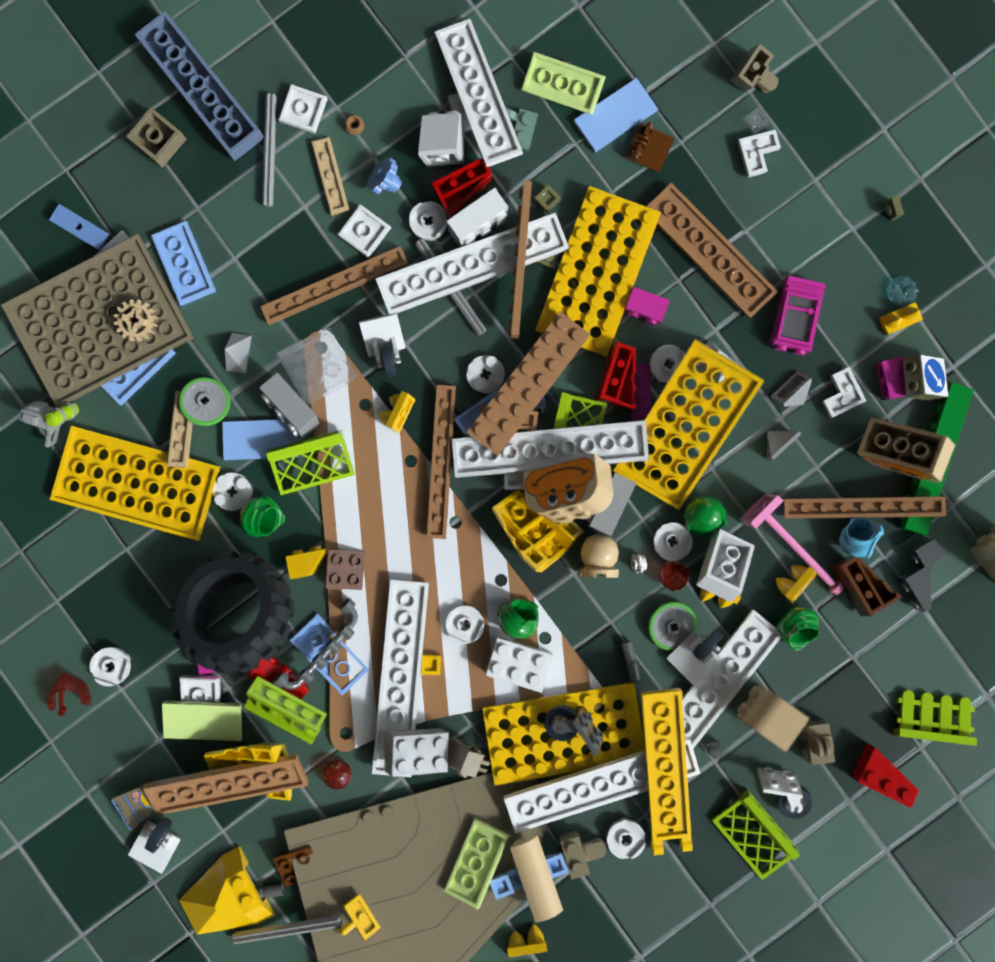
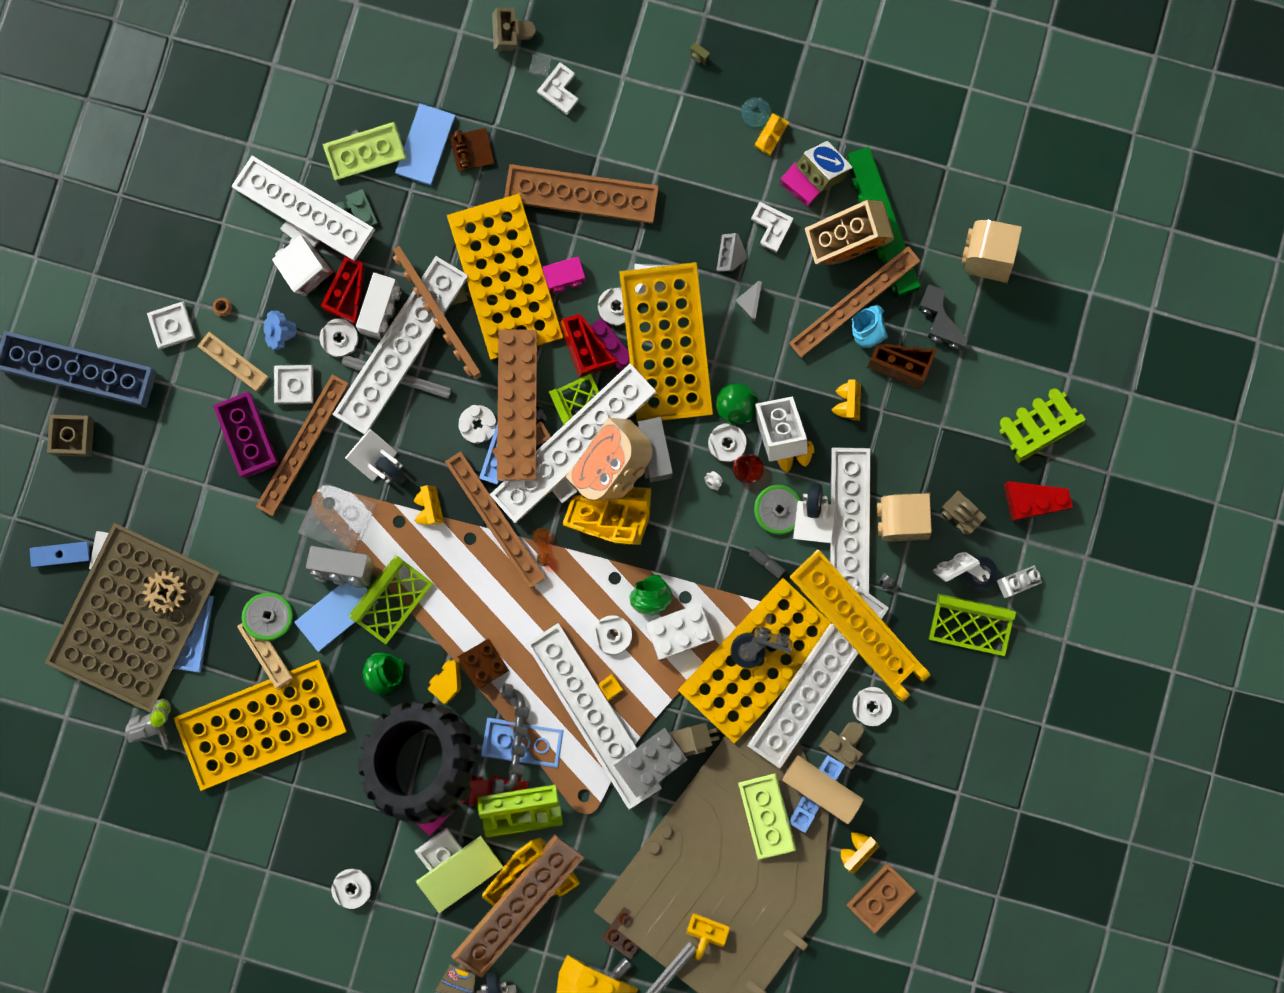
camera: 30 degrees left, 5 degrees down
(65, 683) = (324, 929): clear red helmet -> none
(183, 263) = (166, 520): light blue tile -> none
(225, 483) = (333, 670): white plate -> none
(237, 353) = (265, 558): light grey slope -> none
(269, 150) = (168, 378): light grey axle -> none
(295, 243) = (246, 435): none -> magenta brick
(336, 774) = (601, 834): clear red hair -> none
(468, 503) = (541, 536): none -> clear orange bar
(547, 198) = (421, 249): olive plate -> none
(599, 555) = (677, 497): tan tile -> none
(761, 511) = (778, 365): bright pink tile -> none
(797, 315) = (688, 192): dark pink door -> none
(799, 627) = (877, 433): green helmet -> none
(819, 832) = (1019, 581): none -> white slope

